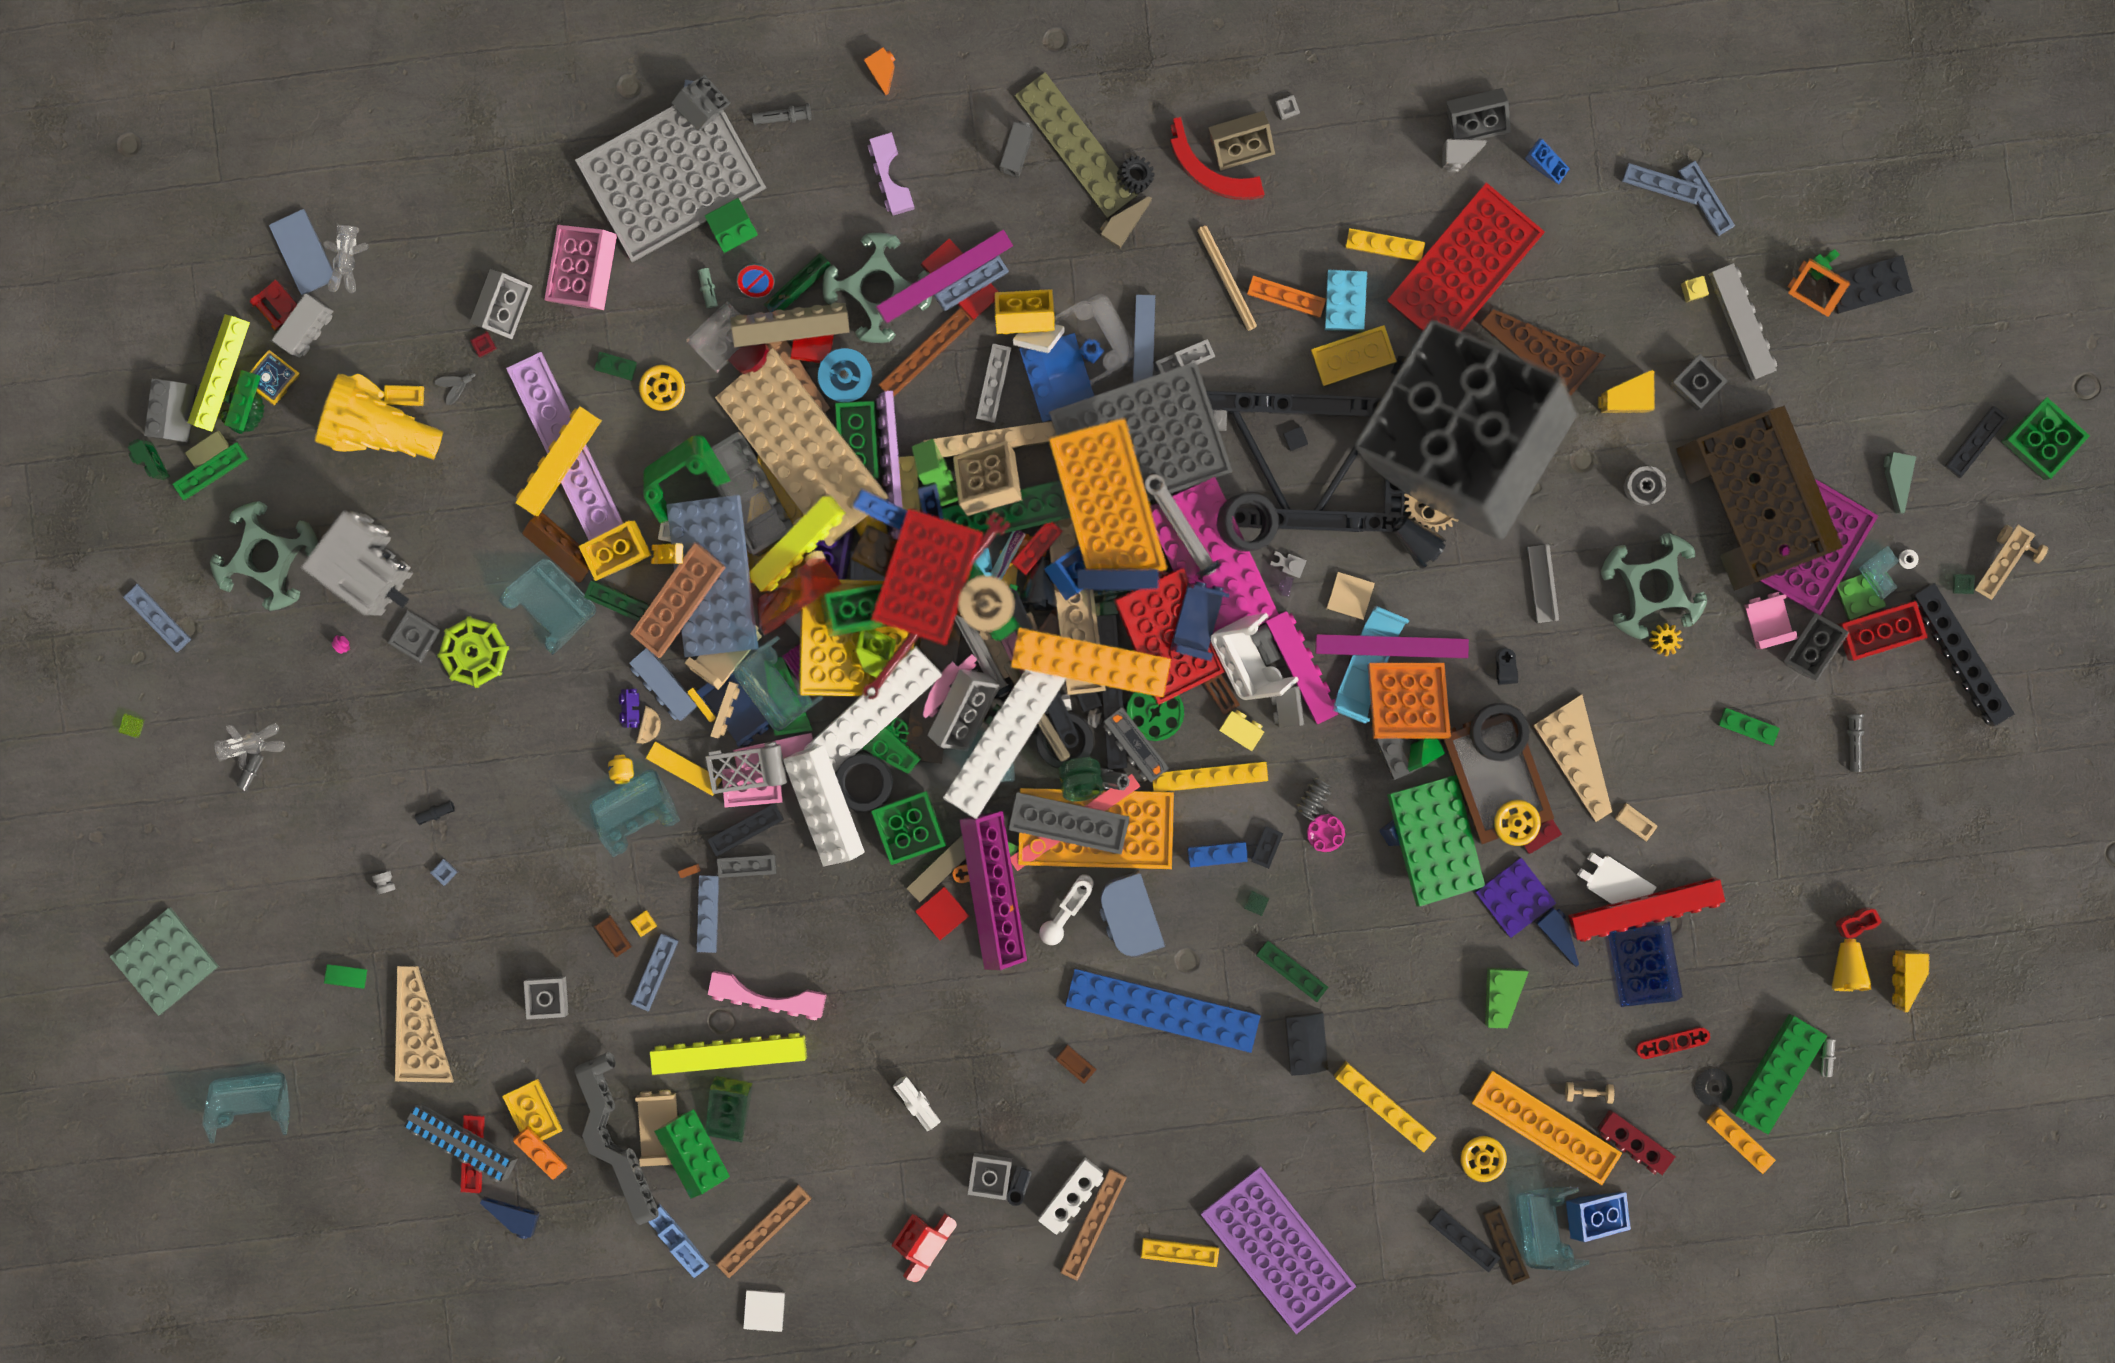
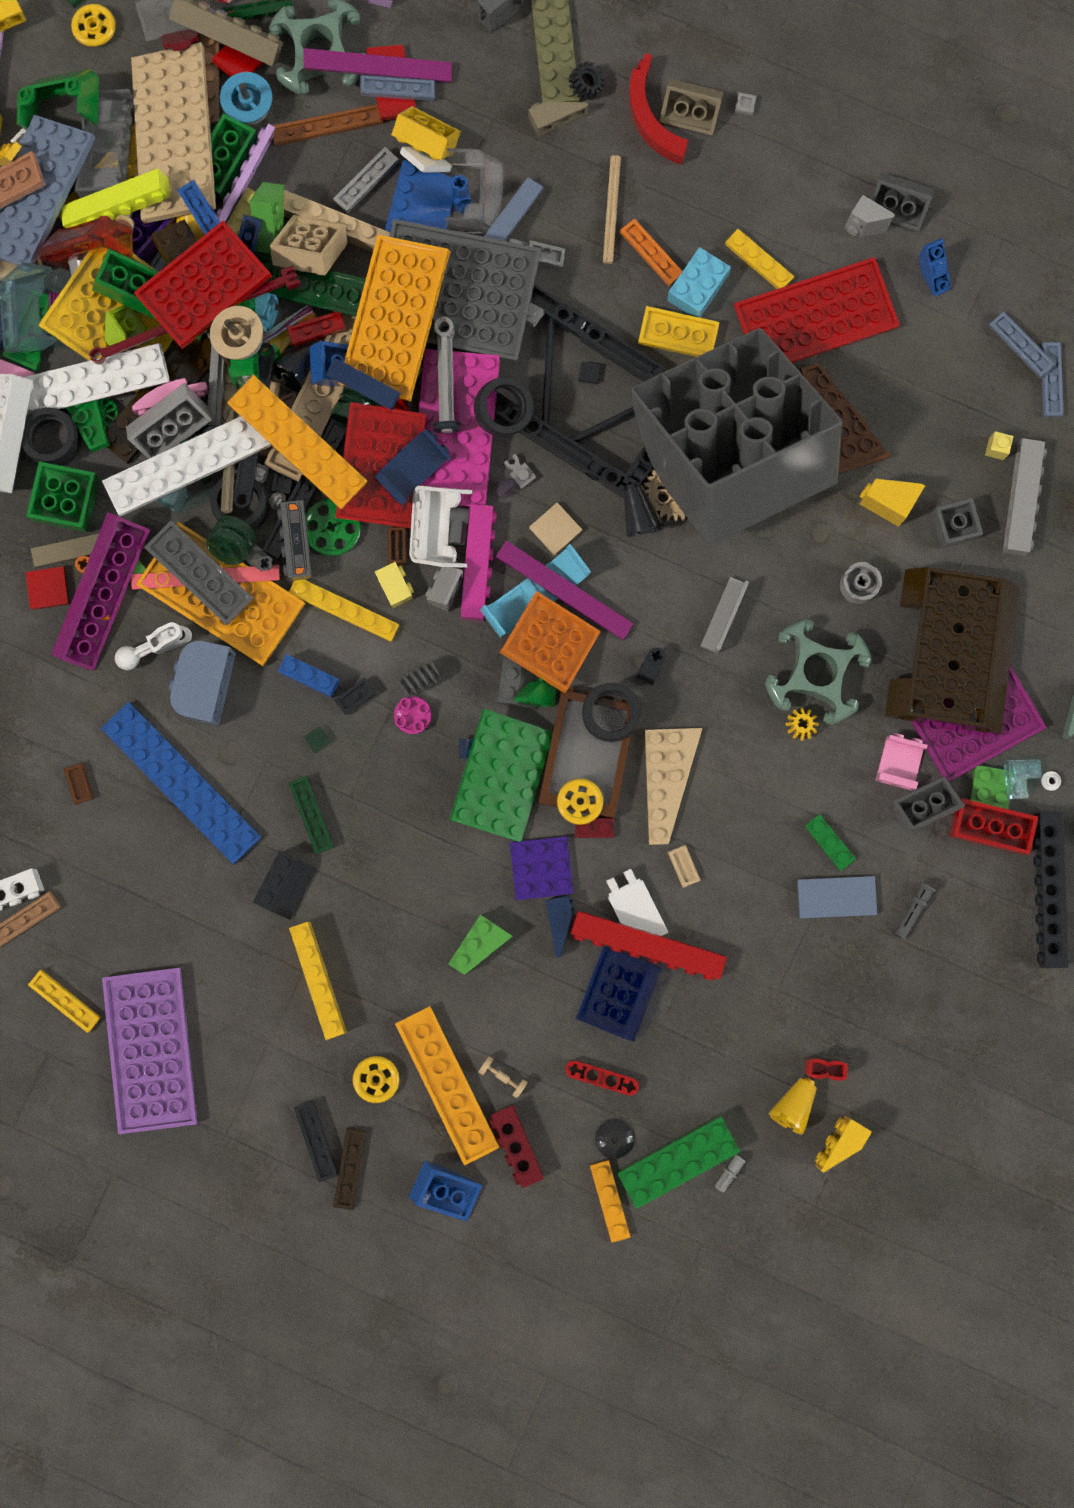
camera: 30 degrees right, 5 degrees down
(1541, 1231) = (387, 1175): clear light blue windscreen -> none
(1782, 770) = (837, 897): none -> sand blue tile

